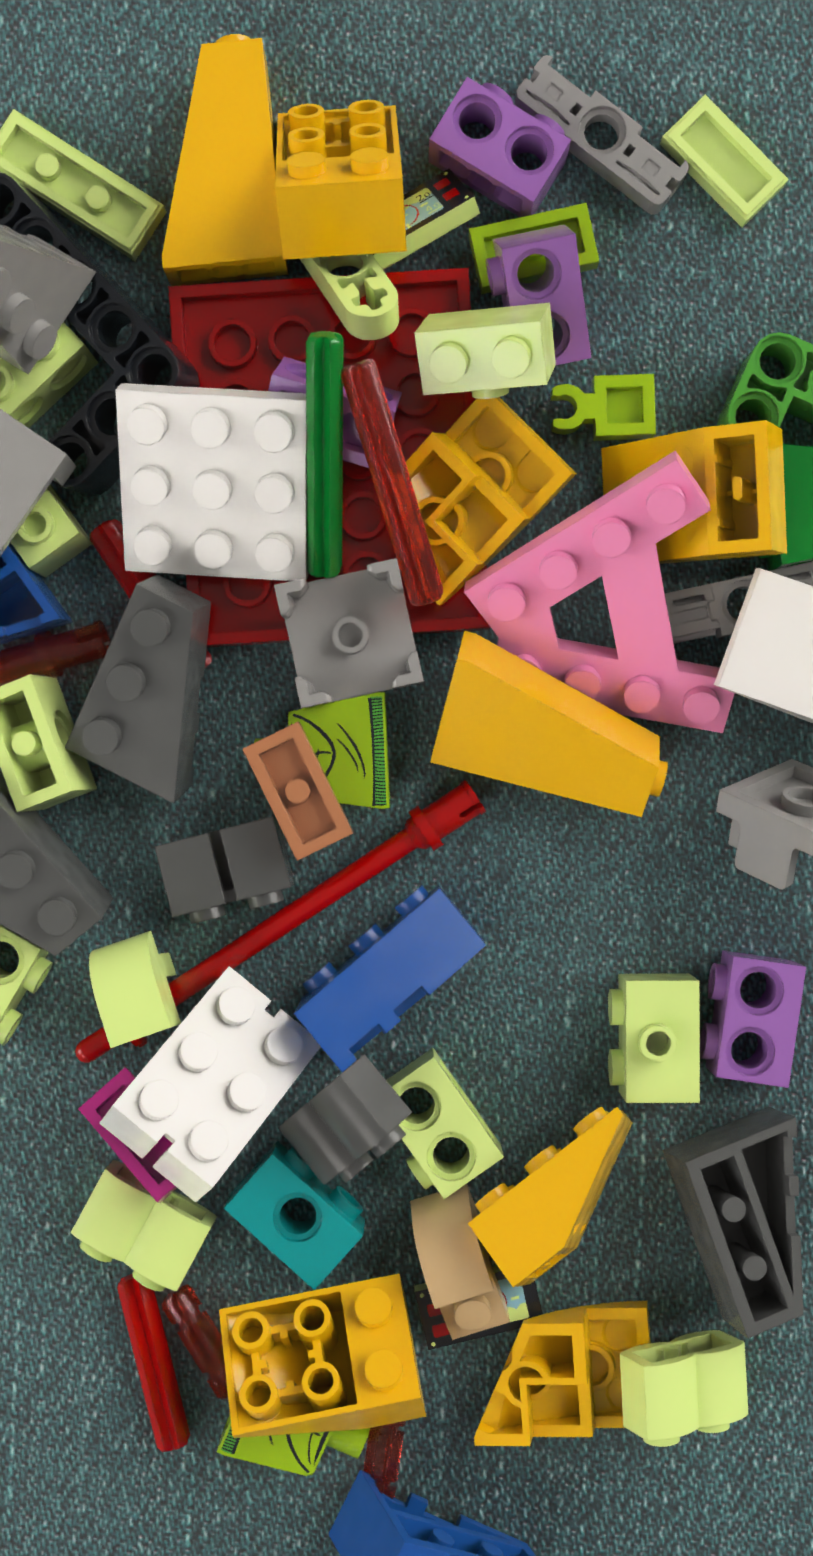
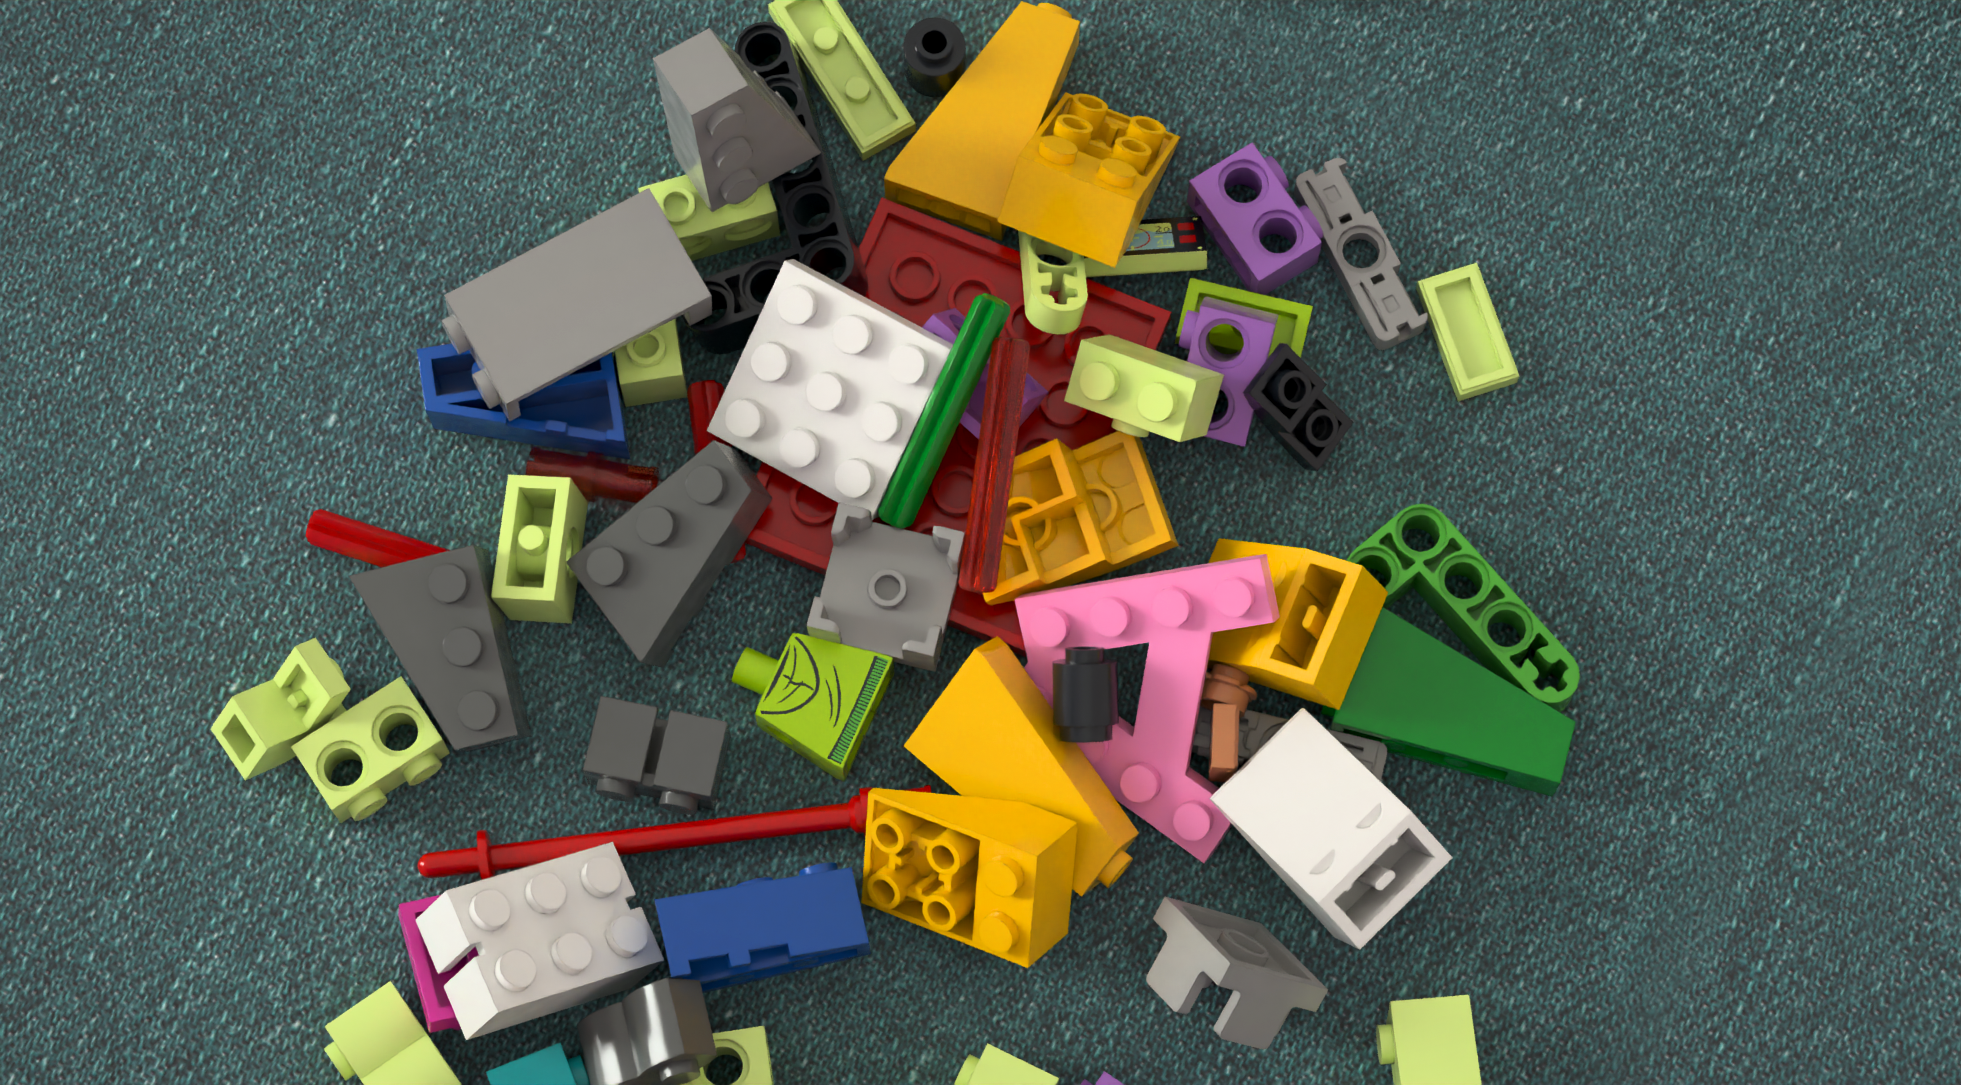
camera: 30 degrees right, 15 degrees down
(133, 989) = (512, 816): yellowish green brick -> none
(150, 134) = (934, 56): none -> black brick
(298, 790) = (764, 705): nougat plate -> none
(541, 840) = (971, 869): none -> yellow slope
(568, 648) = (1085, 695): none -> black brick
(617, 407) = (1250, 507): lime plate -> none
(619, 301) = (1295, 408): none -> black slope
(682, 581) = (1227, 686): none -> nougat plate
(699, 628) = (1223, 742): none -> nougat tile

